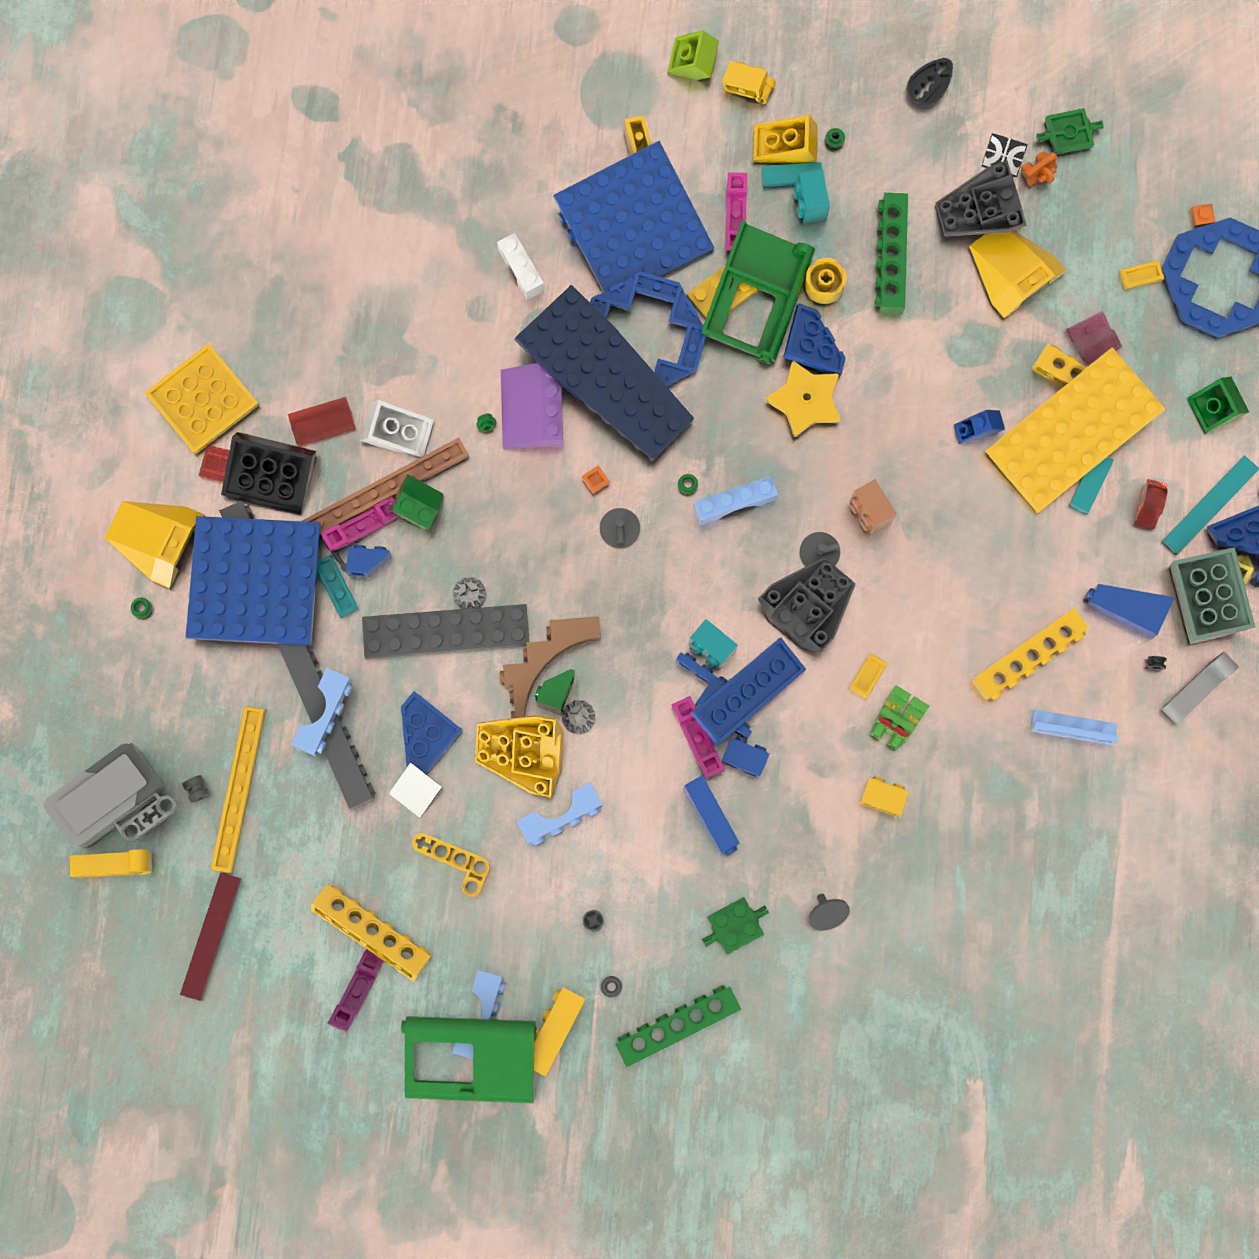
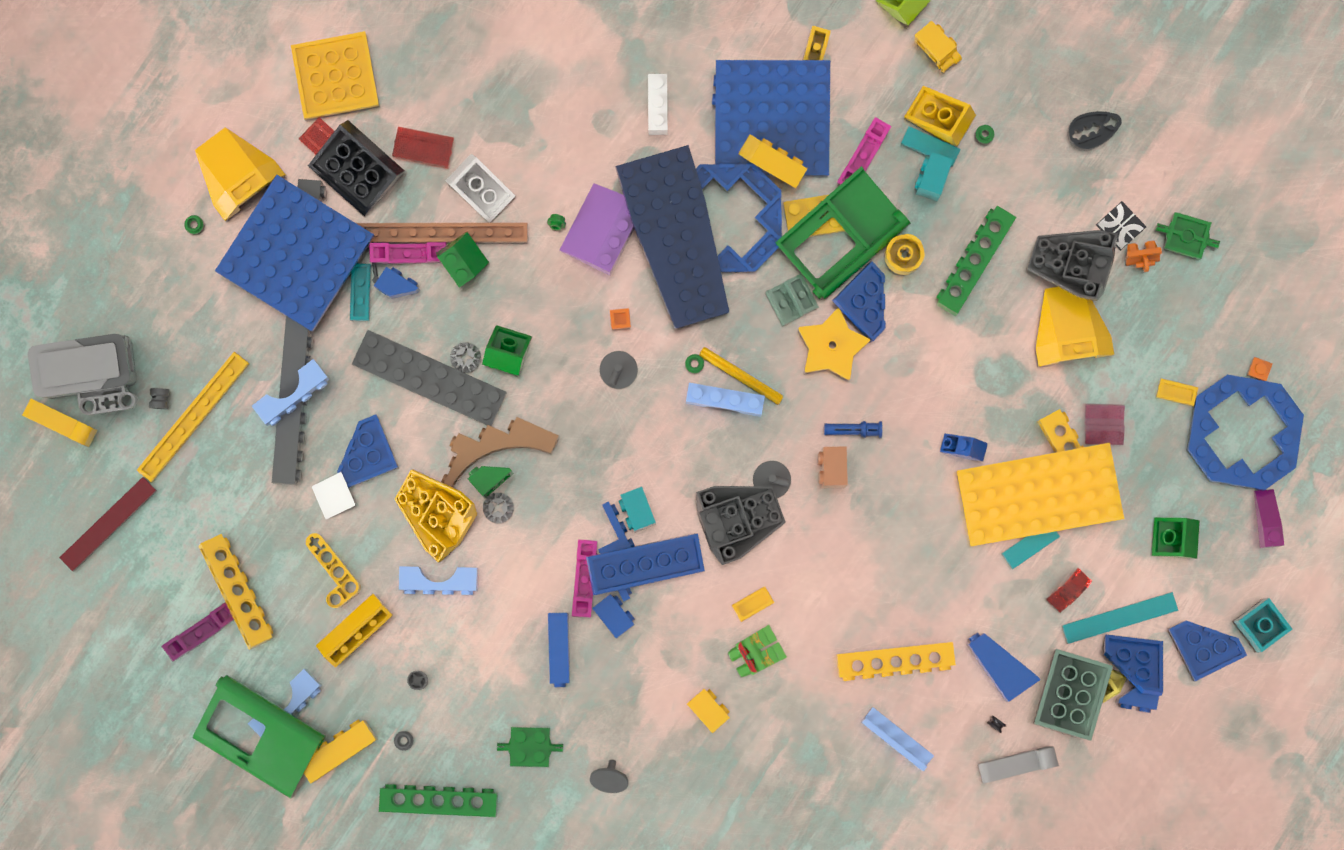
camera: 30 degrees right, 5 degrees up
(505, 565) = (506, 350): none -> green slope
(506, 906) = (354, 630): none -> yellow brick
(657, 257) = (773, 161): none -> yellow wedge
(736, 471) = (741, 375): none -> yellow axle
(744, 378) = (791, 299): none -> sand green slope
(880, 462) = (829, 429): none -> blue pin

